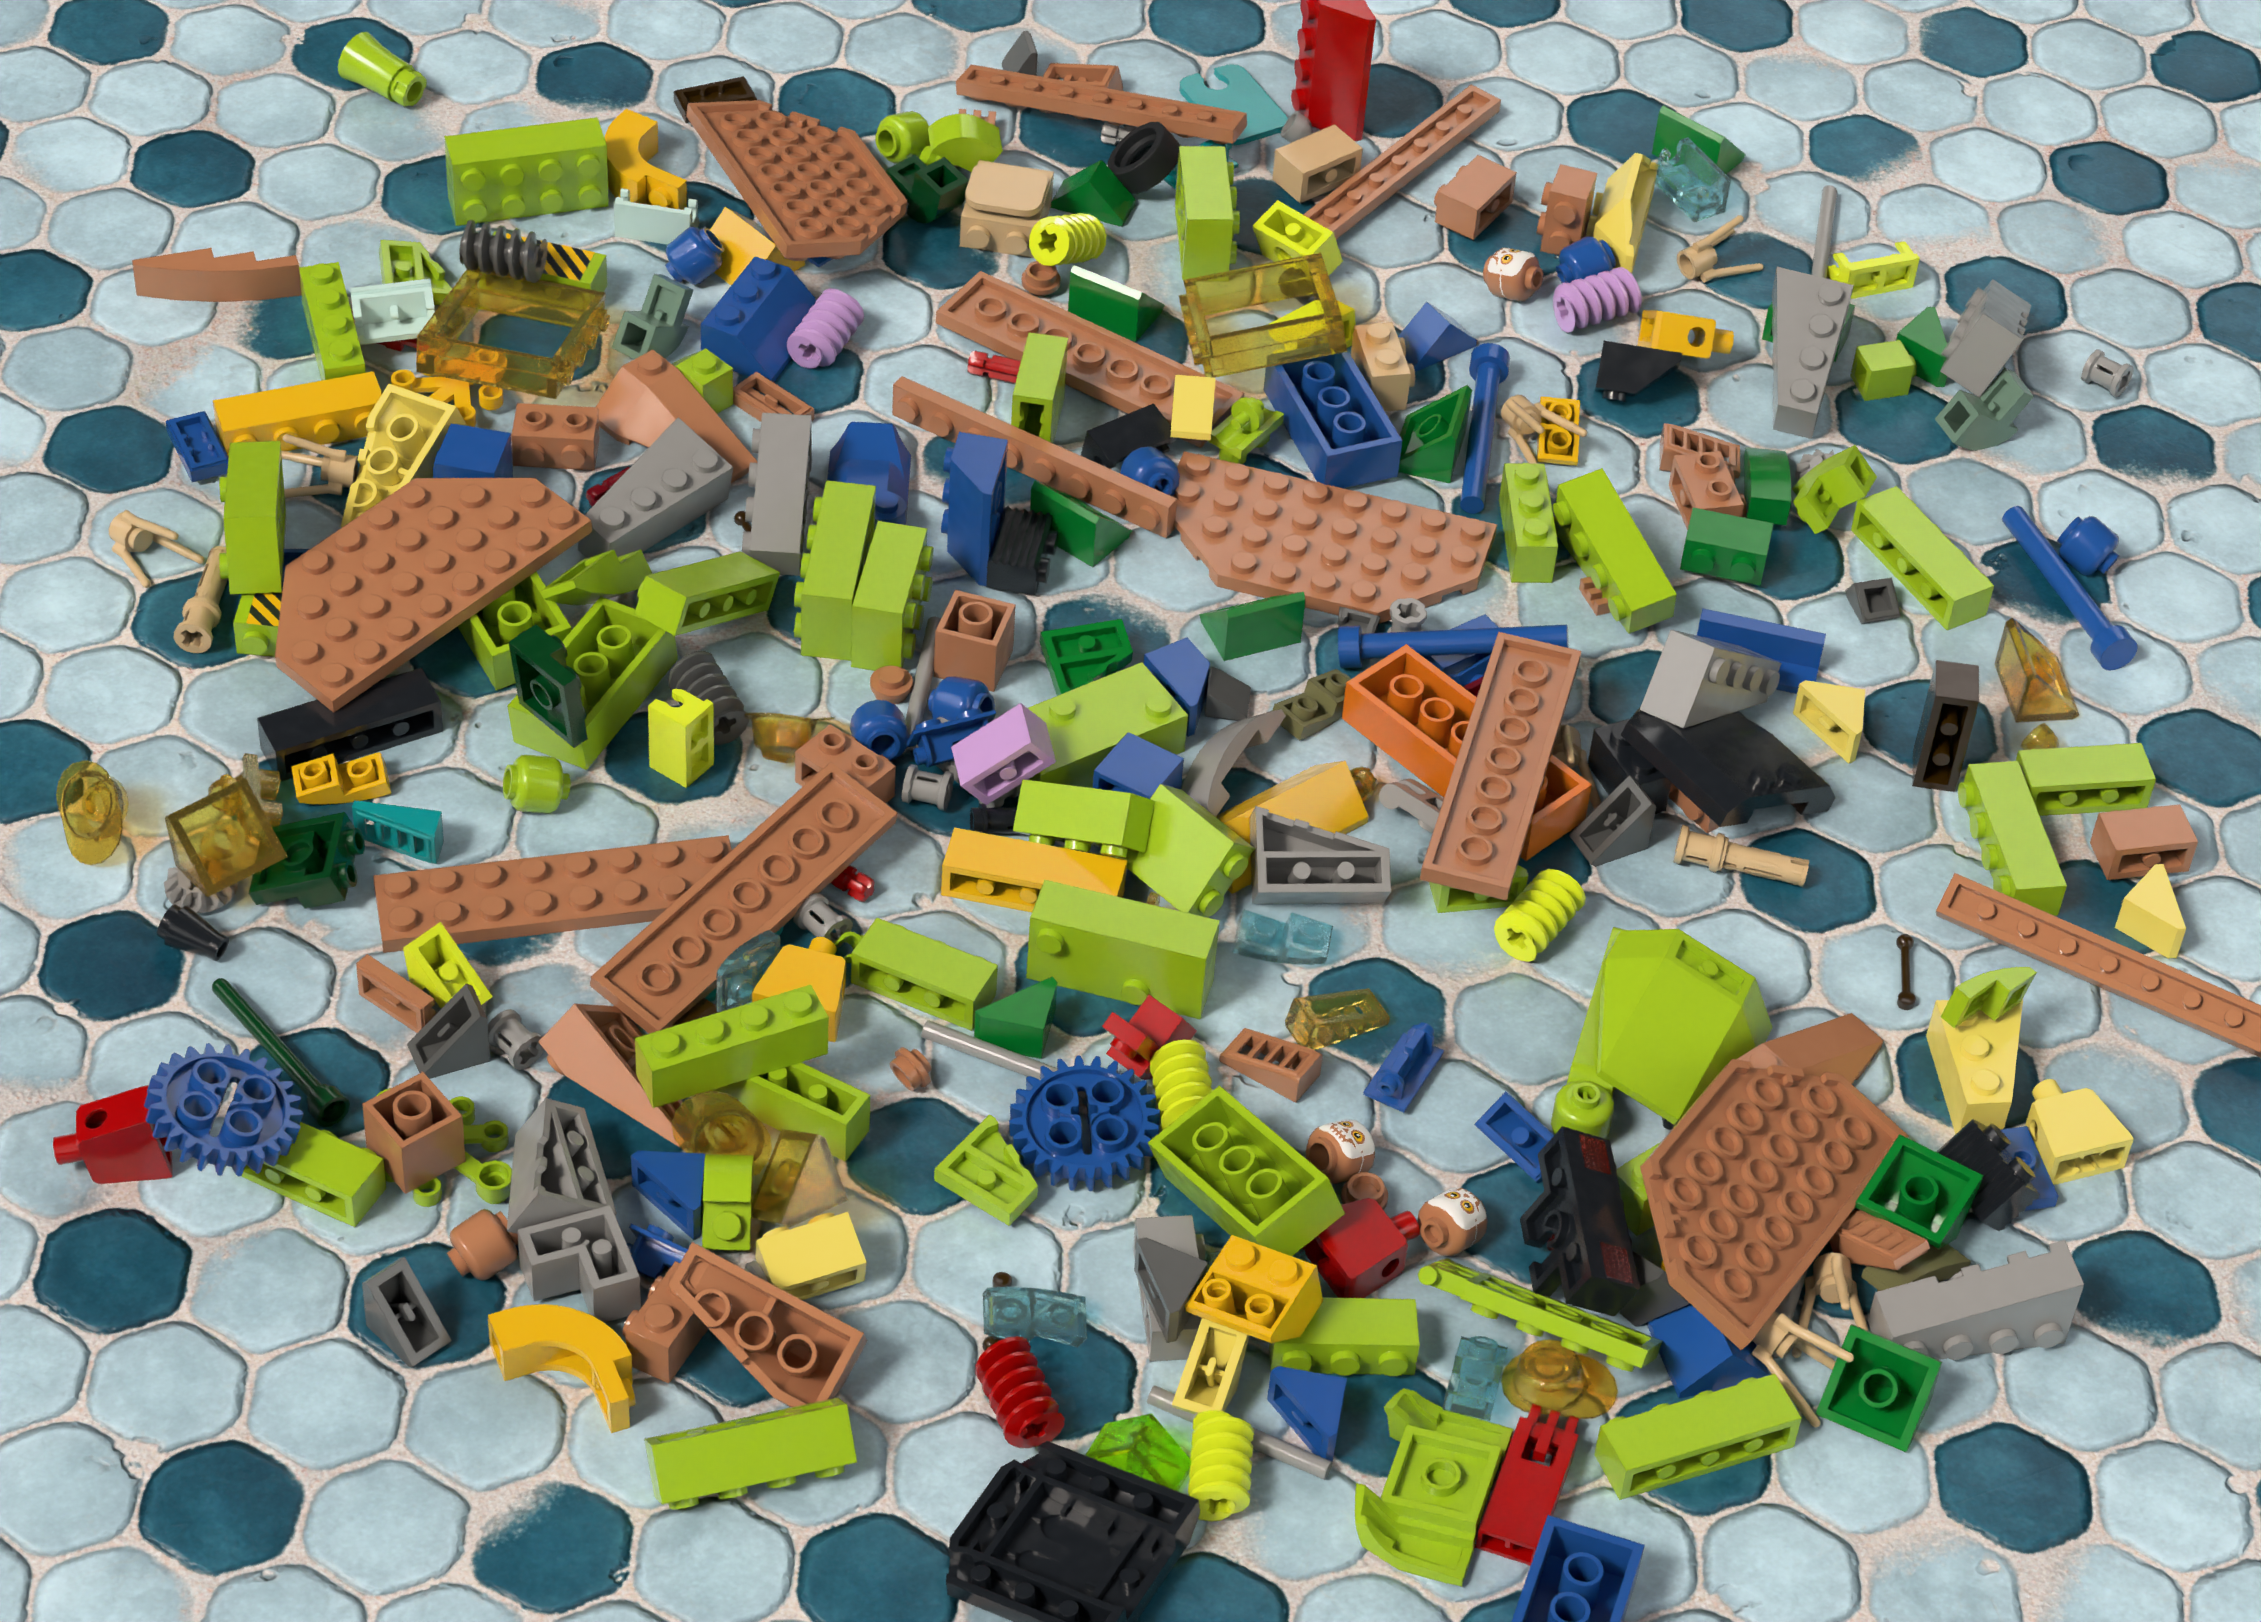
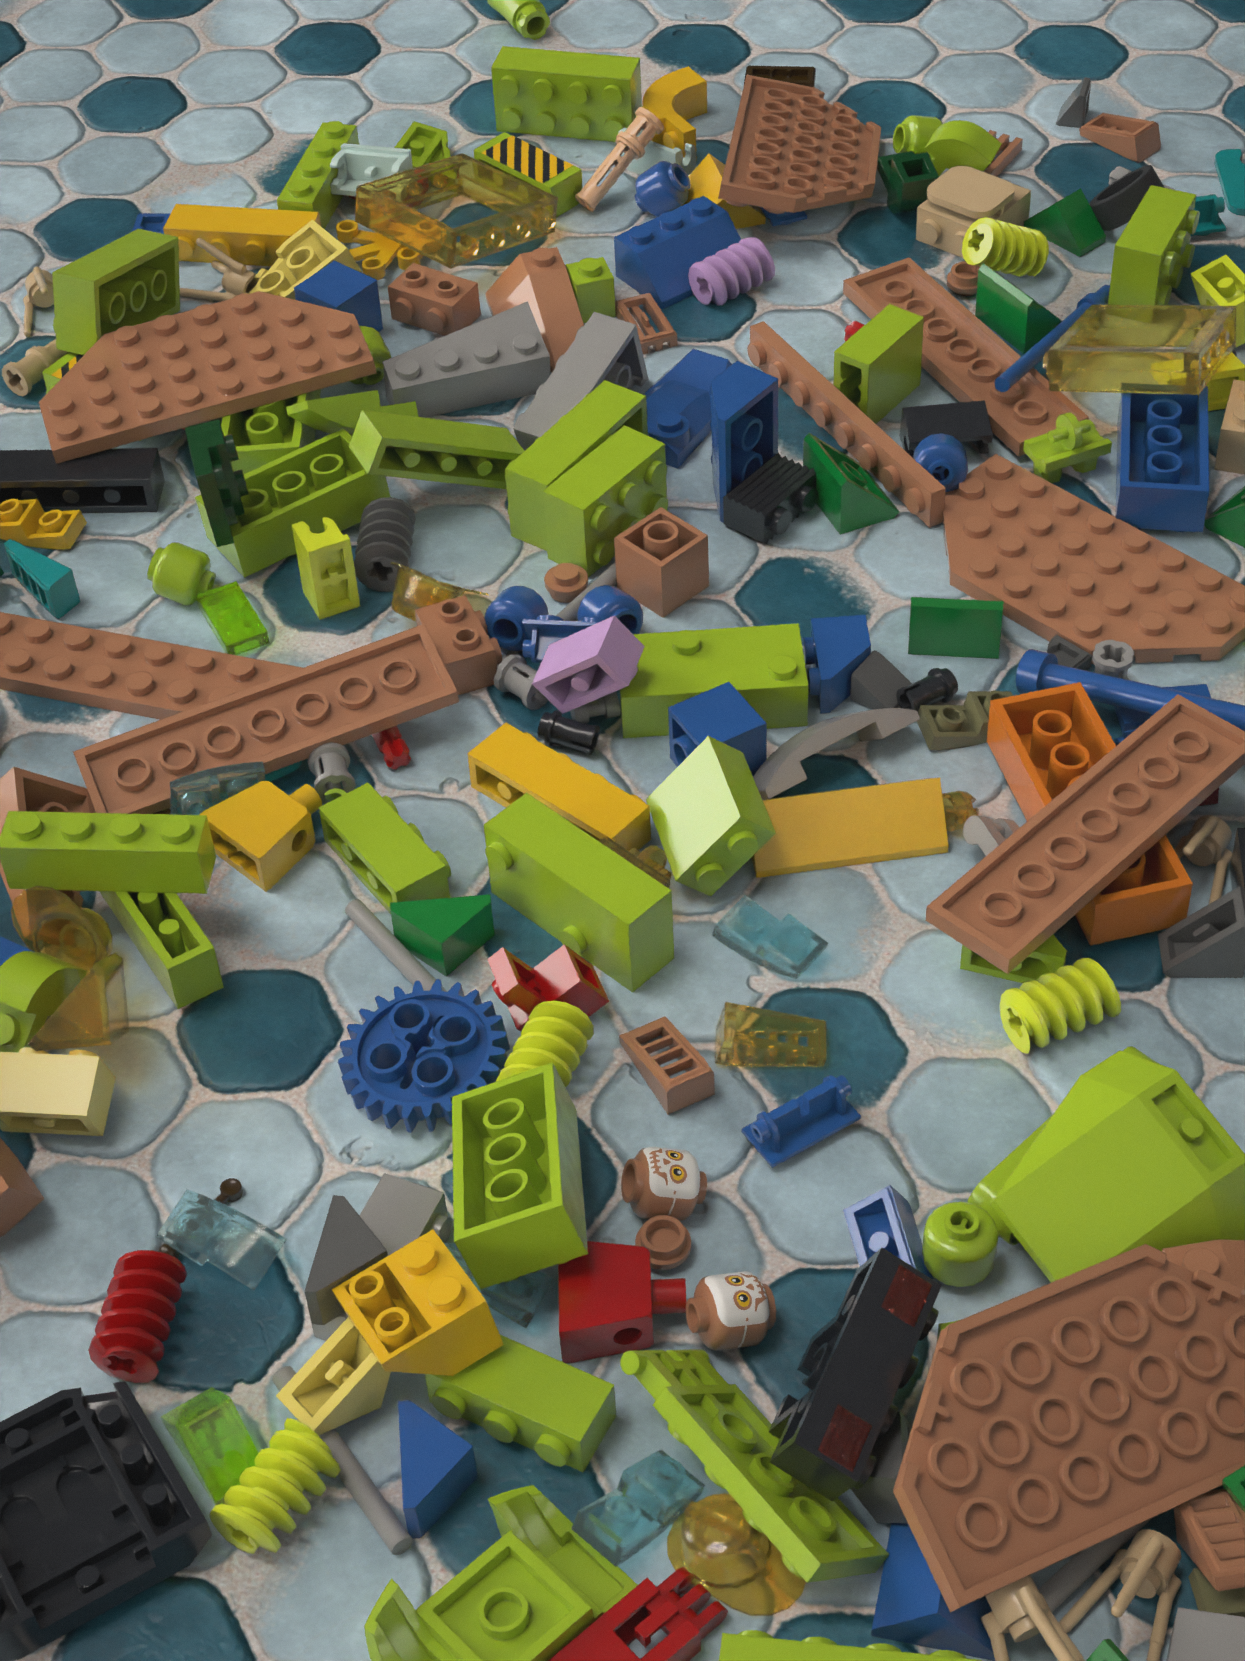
camera: 35 degrees right, 0 degrees up
(207, 278) = (262, 120): nougat slope -> none
(501, 253) = (486, 142): dark grey piece -> none
(610, 812) = (232, 619): none -> clear neon green plate
(641, 219) = (633, 149): none -> light nougat pin
(659, 321) = (590, 233): sand green brick -> none
(911, 1068) = (302, 940): nougat plate -> none
(988, 1173) = (297, 1071): lime wing -> none
(1083, 817) = (630, 752): lime brick -> none
(1085, 653) = (768, 601): green wing -> none
(1101, 103) = (1120, 148): nougat plate -> none
(1170, 282) = (1037, 352): none -> blue bar
(1192, 407) = (1018, 410): light yellow slope -> none
(1274, 684) = (936, 687): none -> black pin
(1313, 865) = (835, 872): light grey wedge -> none

